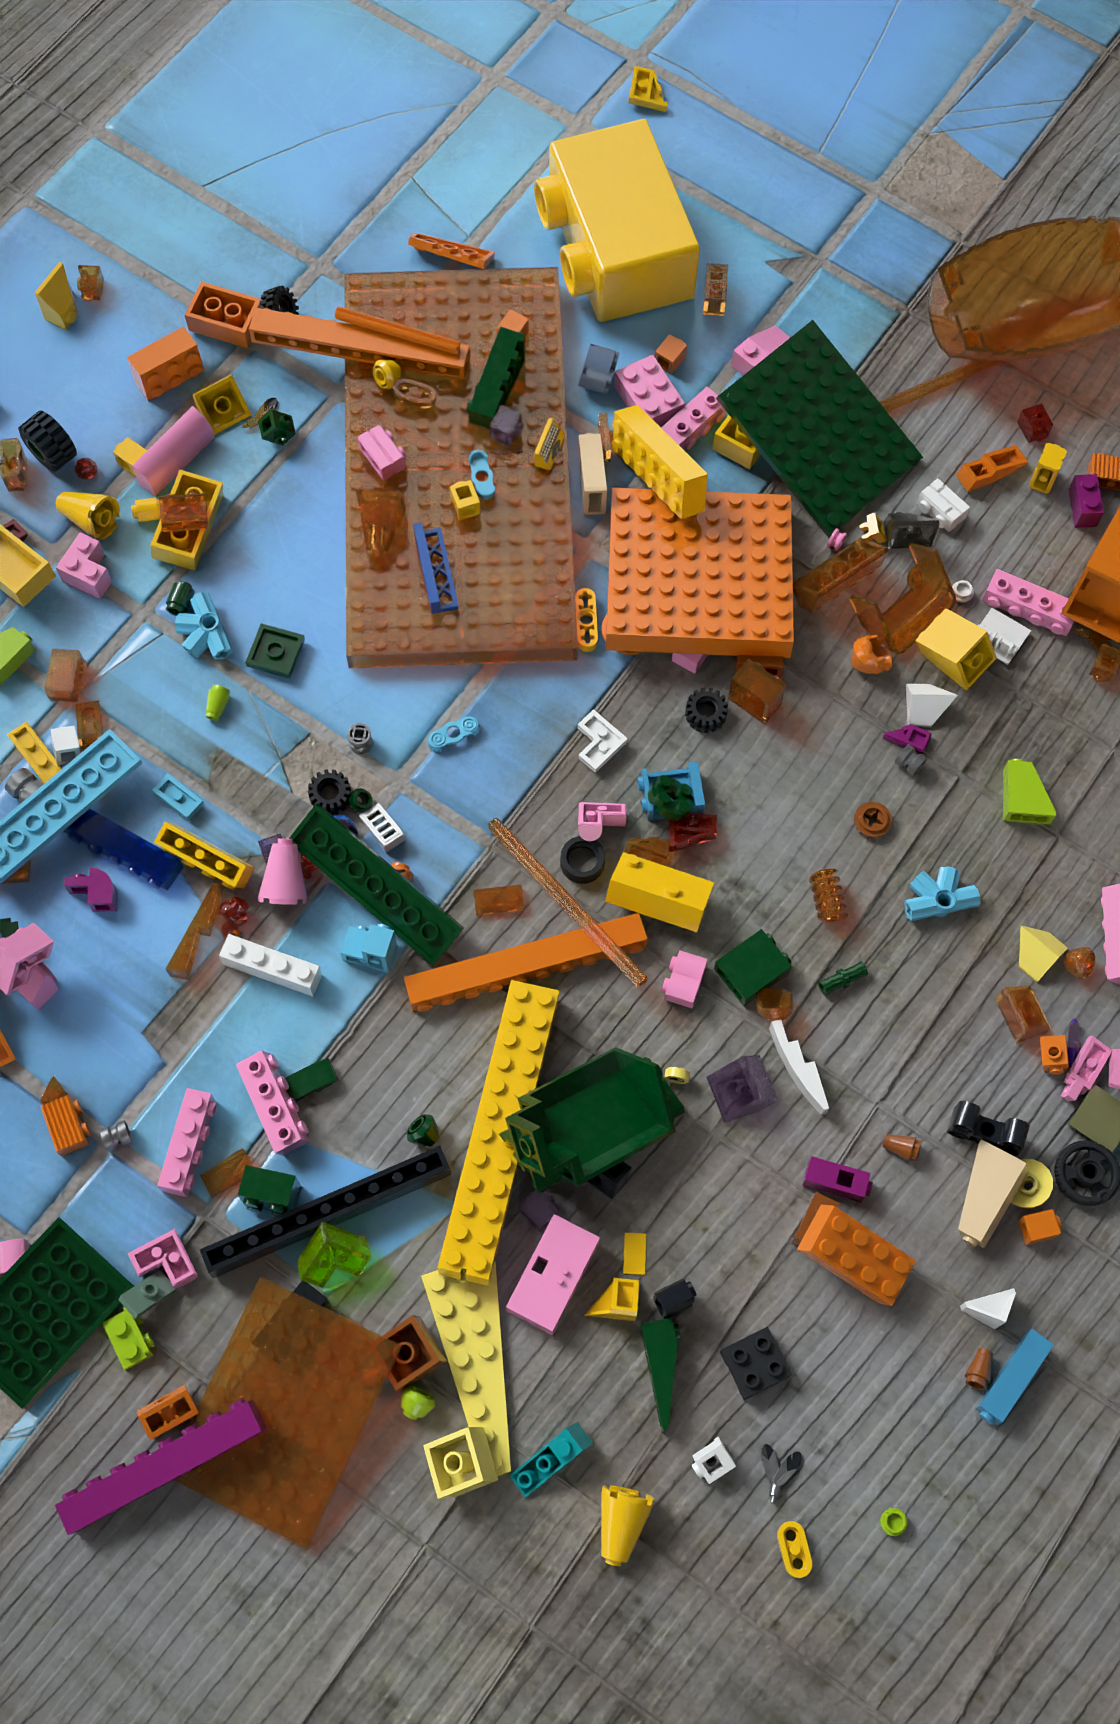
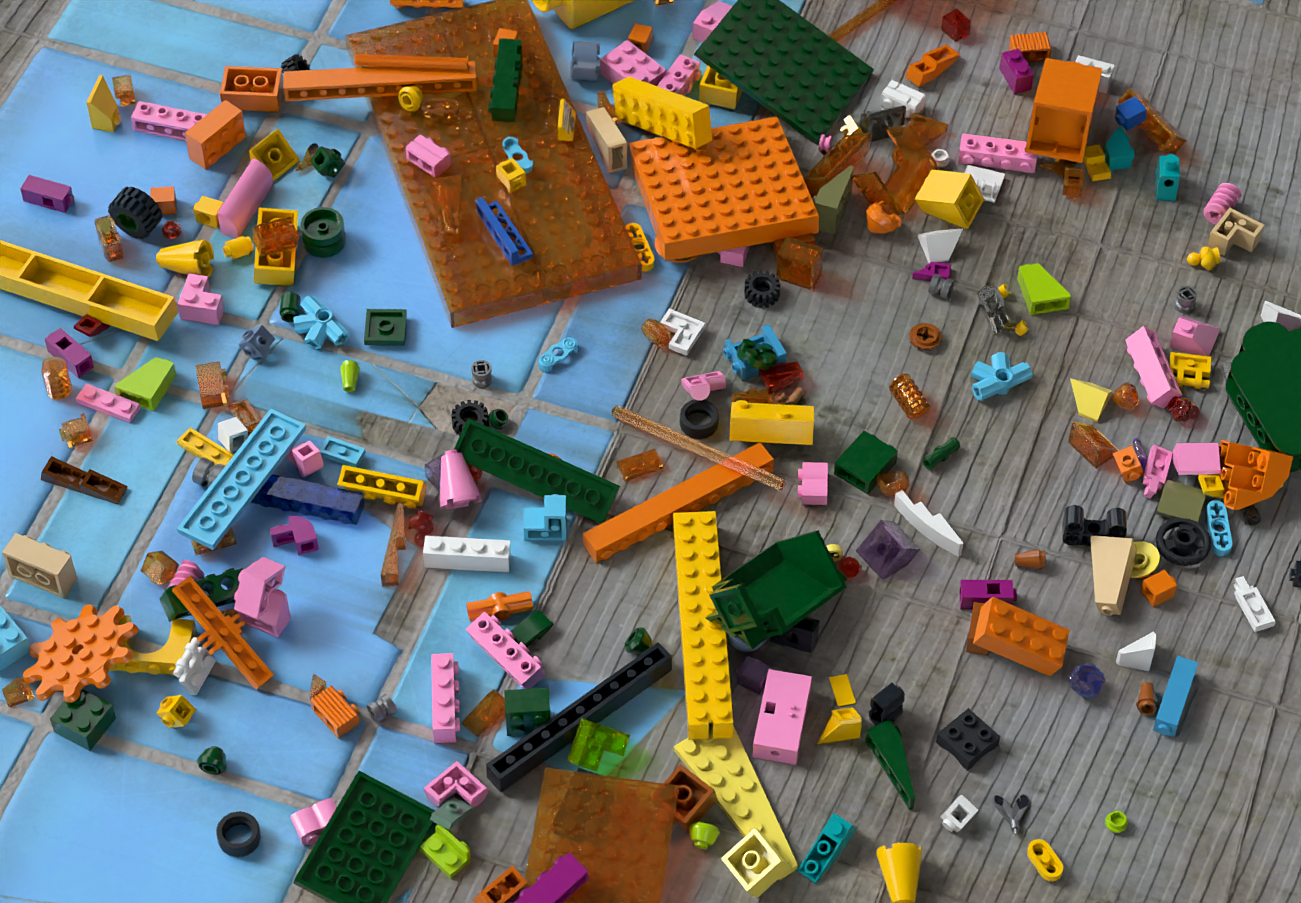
camera: 15 degrees left, 15 degrees down
(87, 430) = (165, 198): none -> orange brick
(119, 329) = (163, 120): none -> bright pink brick
(128, 635) = (256, 342): none -> sand blue brick
(133, 796) = (306, 458): none -> bright pink brick
(243, 515) = (323, 232): none -> dark green wheel
(285, 1041) = (500, 605): none -> orange piece
(390, 842) = (537, 435): white slope -> none
(506, 425) = (525, 114): brick -> none
(569, 735) = (656, 332): none -> clear orange brick
(691, 861) = (792, 399): none -> medium nougat arm
(691, 1098) = (849, 567): none -> clear red plate
(819, 620) = (833, 200): none -> olive slope
(916, 1328) = (1086, 680): none -> clear purple piece
(957, 549) = (927, 128): none -> clear orange wing
(963, 809) = (996, 312): none -> clear smoke torso
(1047, 468) = (977, 53): yellow brick -> none

